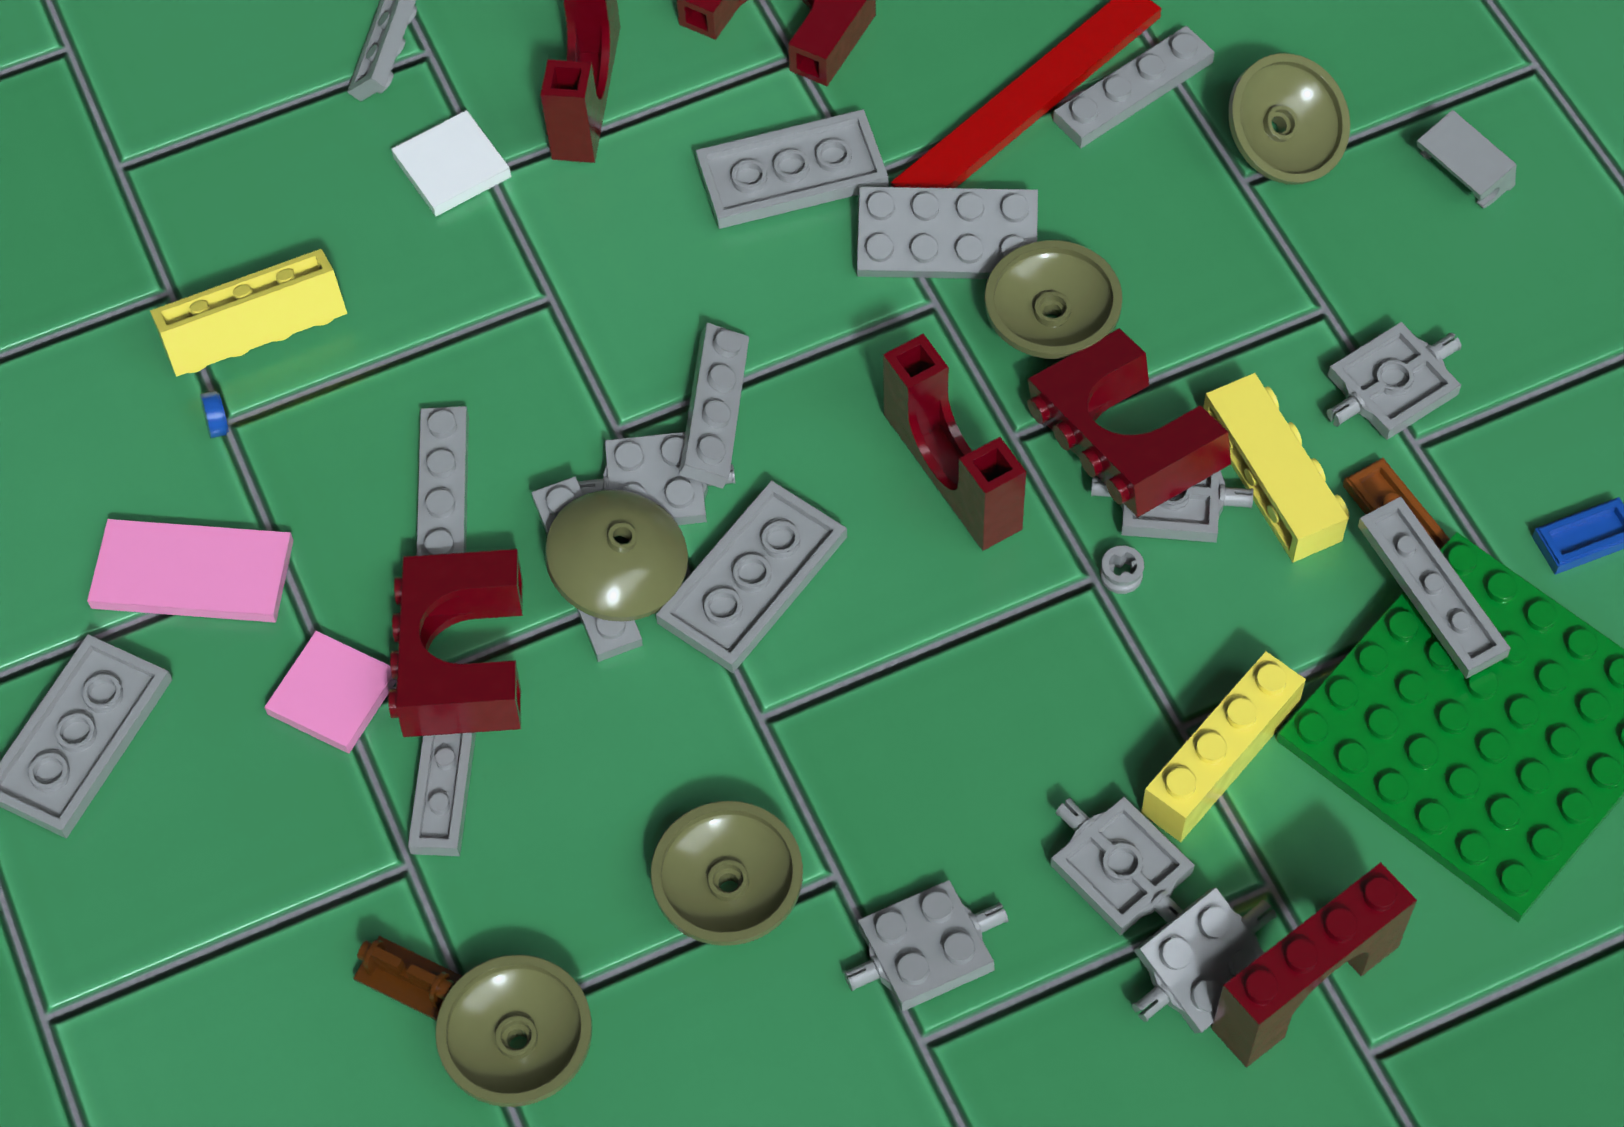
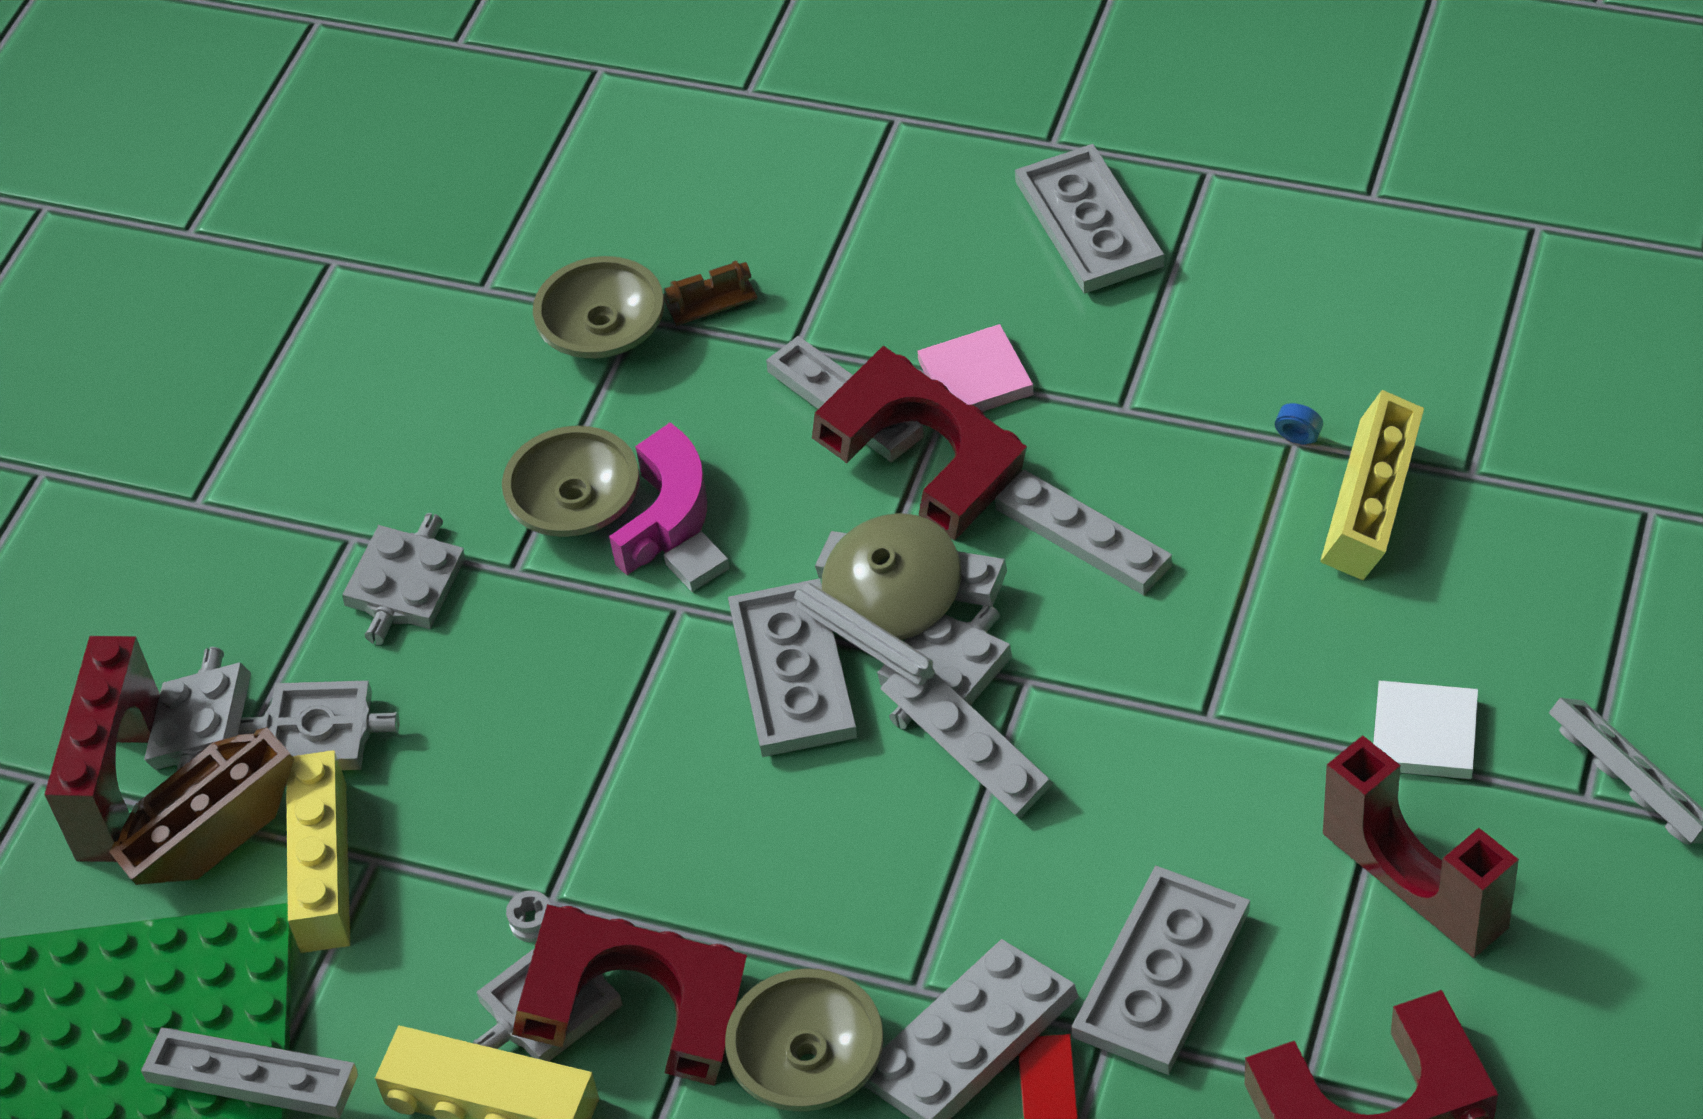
camera: 135 degrees right, 10 degrees down
(191, 570) = (1168, 348): bright pink tile -> none
(662, 788) = (675, 470): none -> dark pink arch
(696, 512) = (865, 634): none -> light grey axle
(709, 735) = (696, 561): none -> light grey tile
(979, 485) = (679, 848): dark red arch -> none
(1281, 848) = (204, 809): none -> reddish brown wedge

